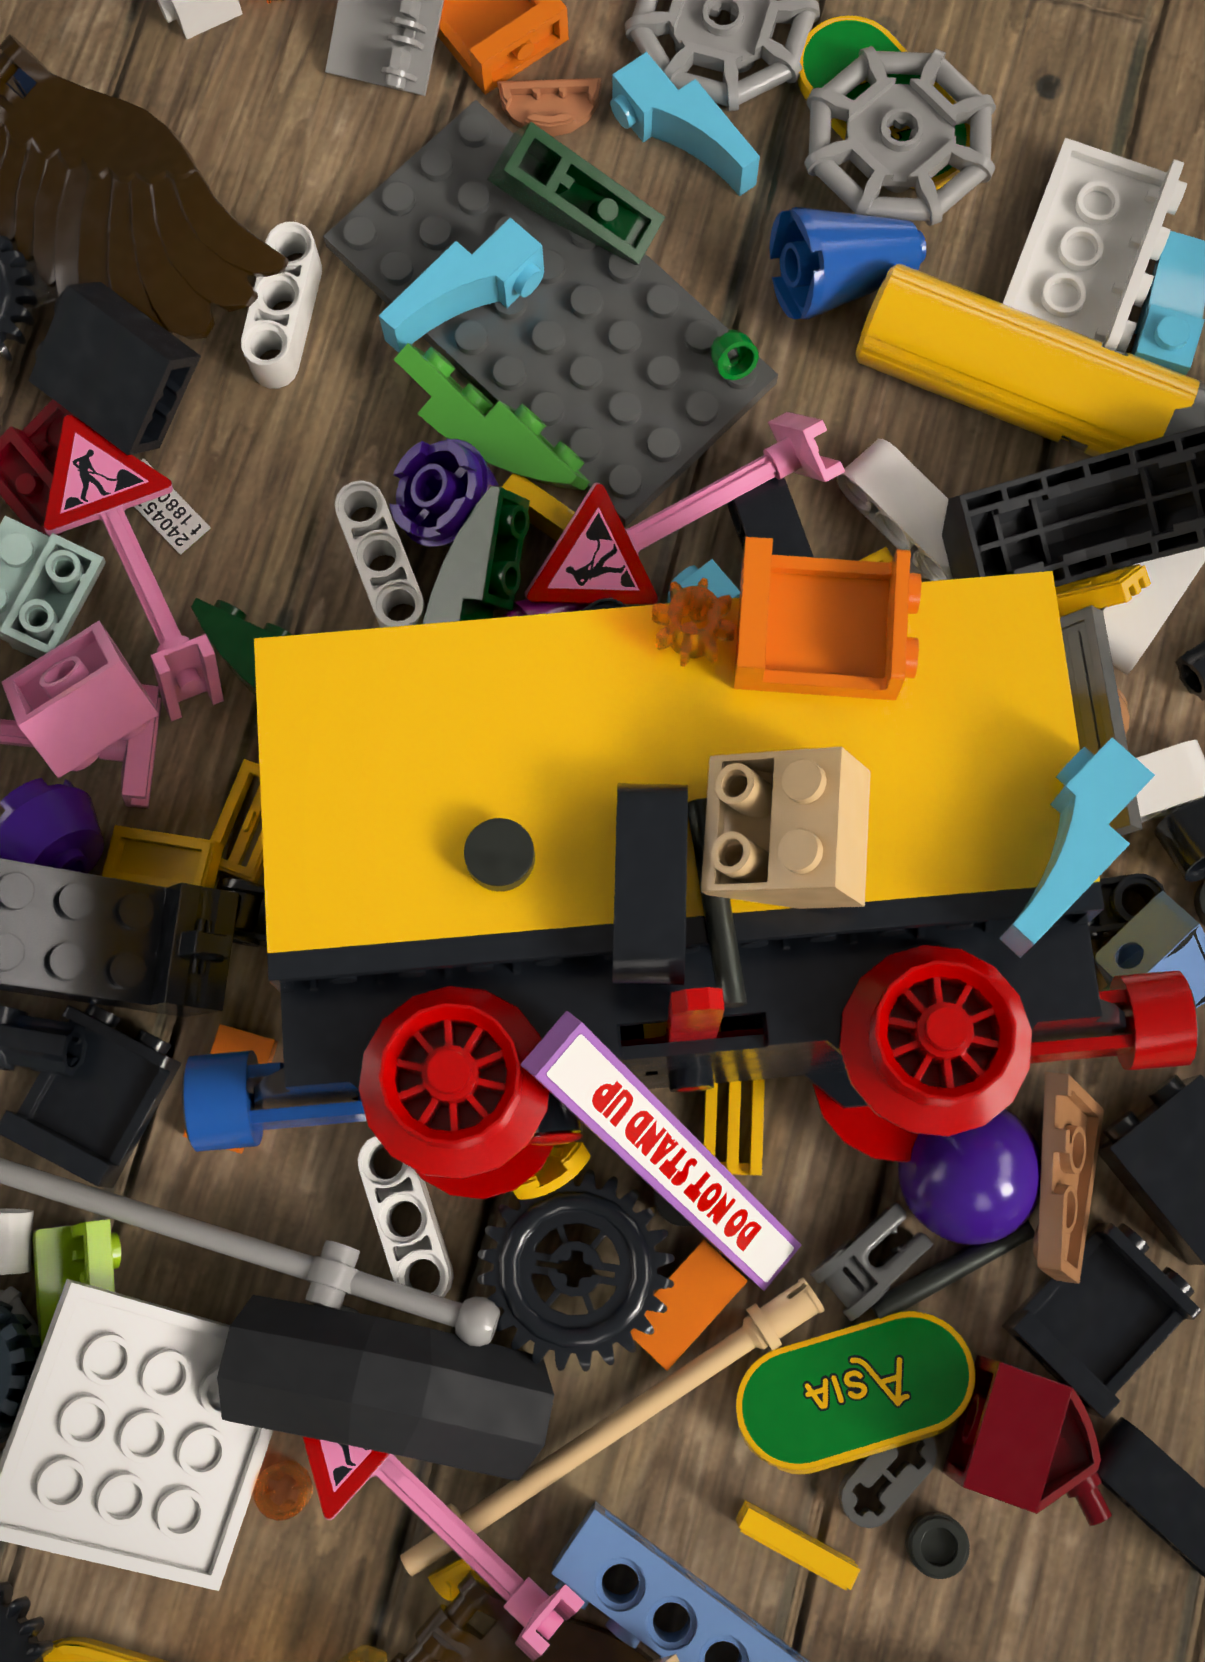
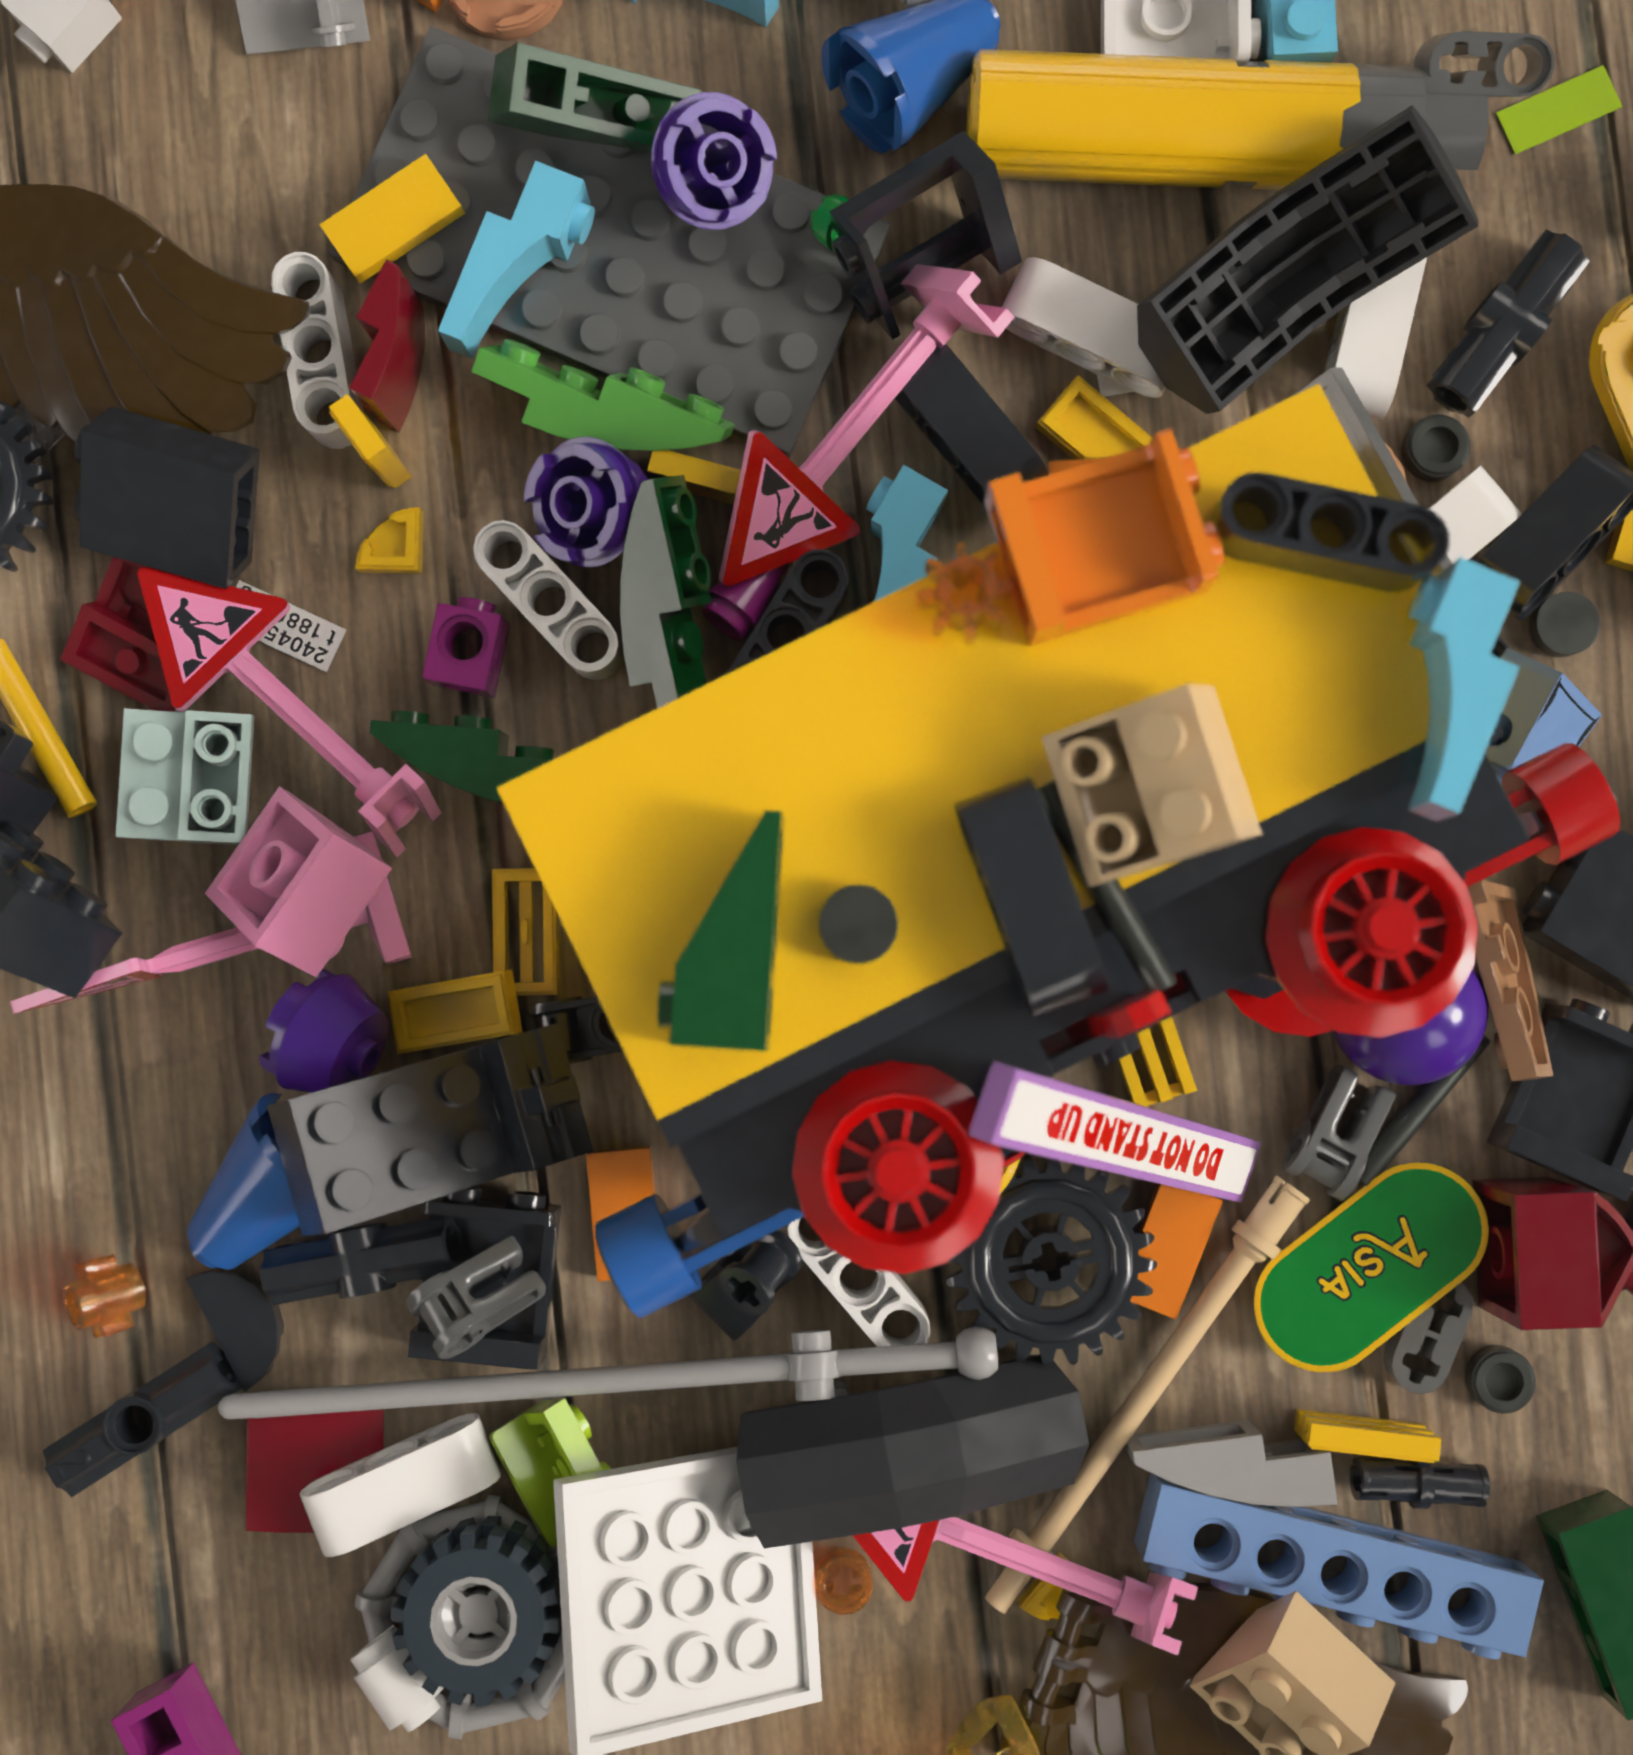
camera: 20 degrees left, 10 degrees up
(74, 1101) = (473, 1316): none -> dark grey piece
(277, 476) = (394, 545): none -> yellow tile
(290, 383) = (369, 442): none -> yellow tile
(303, 597) = (474, 675): none -> magenta brick
(308, 1185) = (745, 1282): none -> black piece
(341, 324) = (395, 358): none -> dark red slope
(381, 837) = (728, 965): none -> dark green slope
(382, 226) = (392, 218): none -> yellow tile
(650, 267) = (713, 160): none -> dark purple cone
(668, 1524) = (1236, 1464): none -> light grey slope
(829, 1609) = (1419, 1482): none -> black pin
(848, 407) = (983, 230): none -> black panel
(1046, 682) = (1362, 520): none -> black beam
(1102, 589) = (1326, 347): yellow tile -> none
(1165, 716) = (1435, 448): none -> pearl dark grey tile

